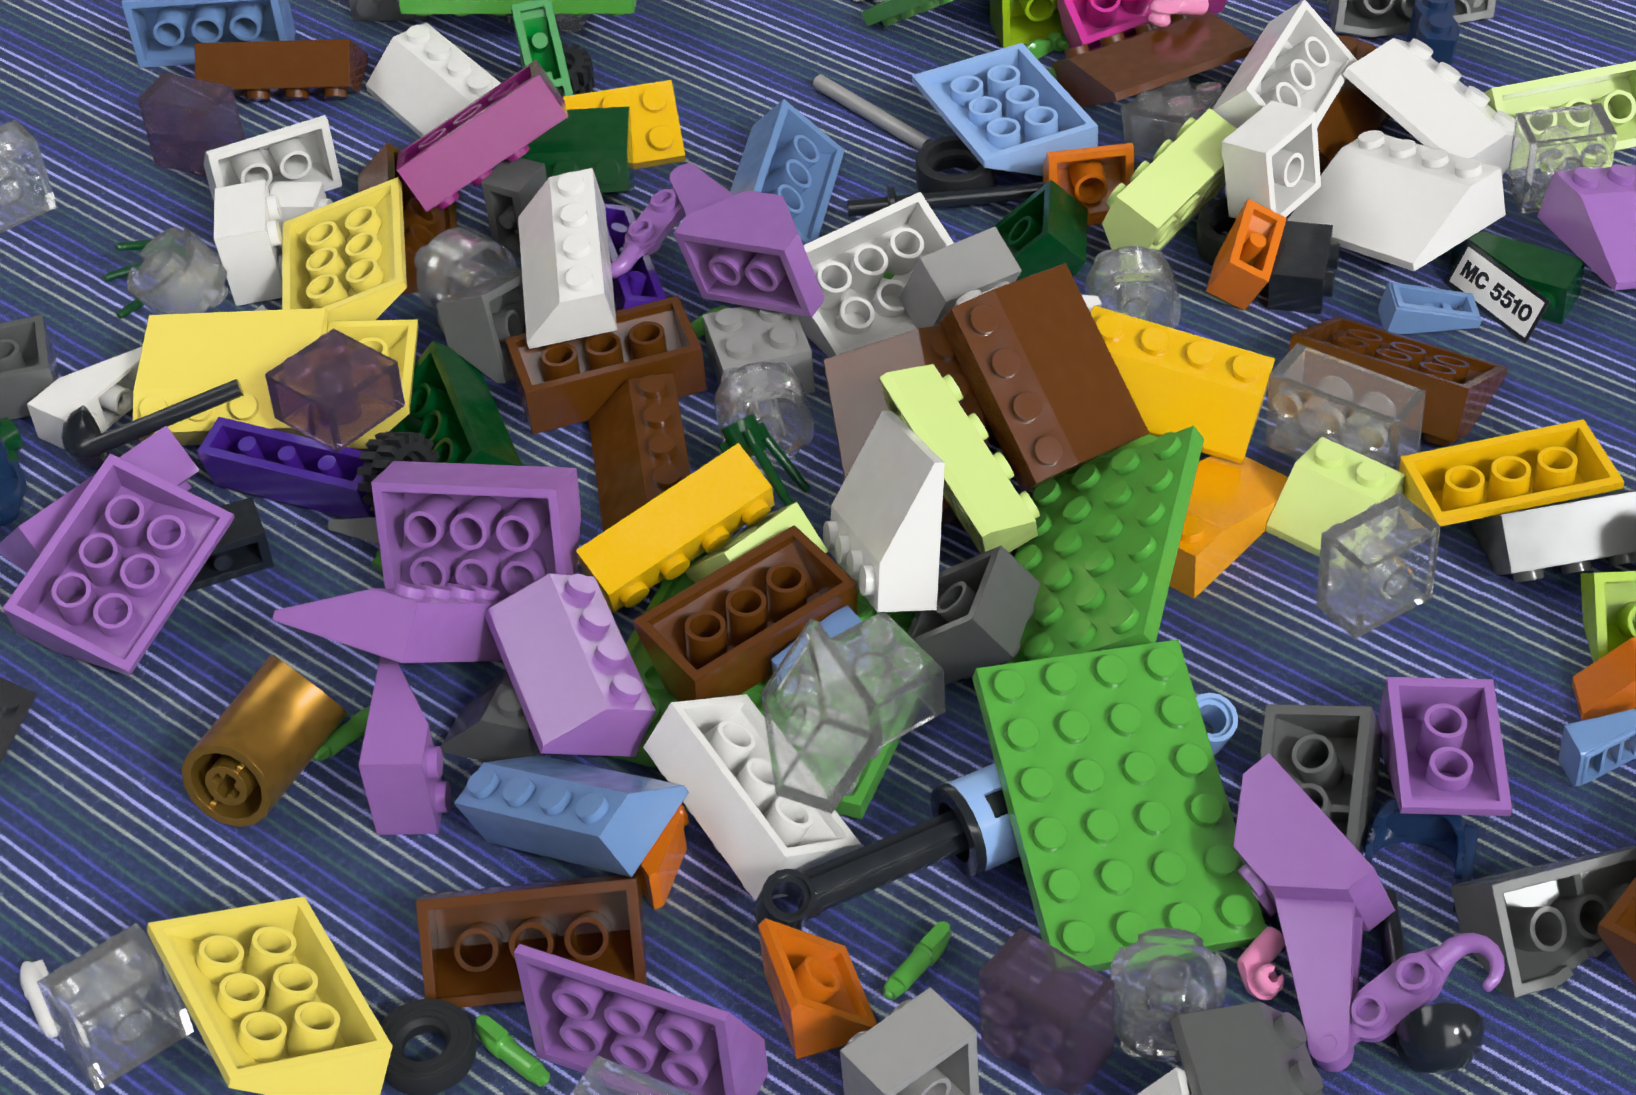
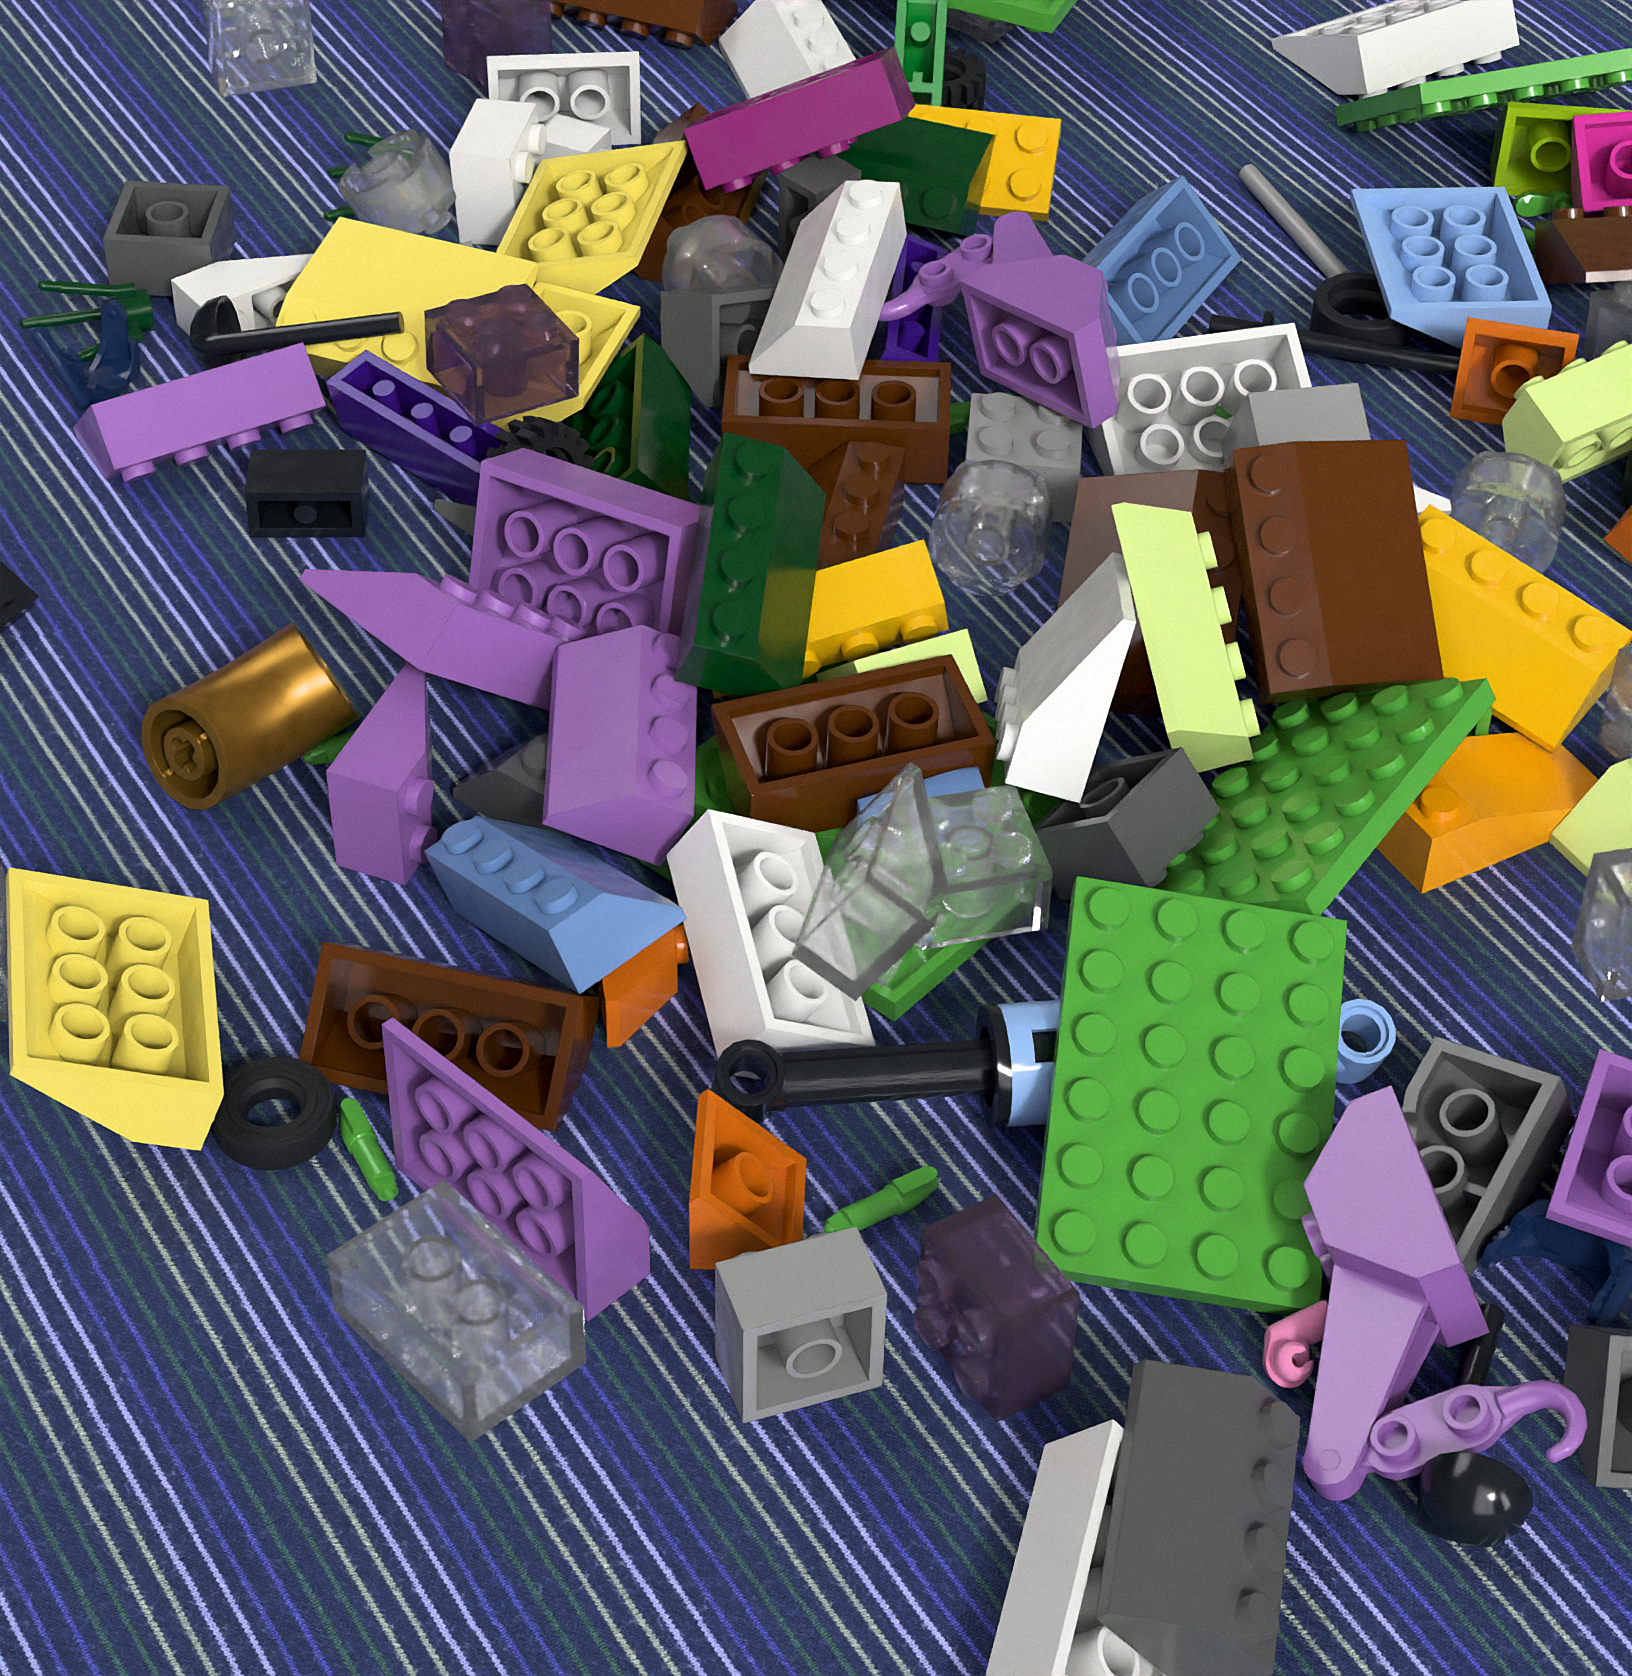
camera: 15 degrees right, 0 degrees up
(116, 567) = (178, 479): medium lavender slope -> none
(620, 508) = (751, 571): none -> dark green slope
(754, 440) = (953, 546): dark green plant -> none
(1046, 231) = (1438, 414): dark green slope -> none
(1157, 980) = (1150, 1311): clear brick -> none

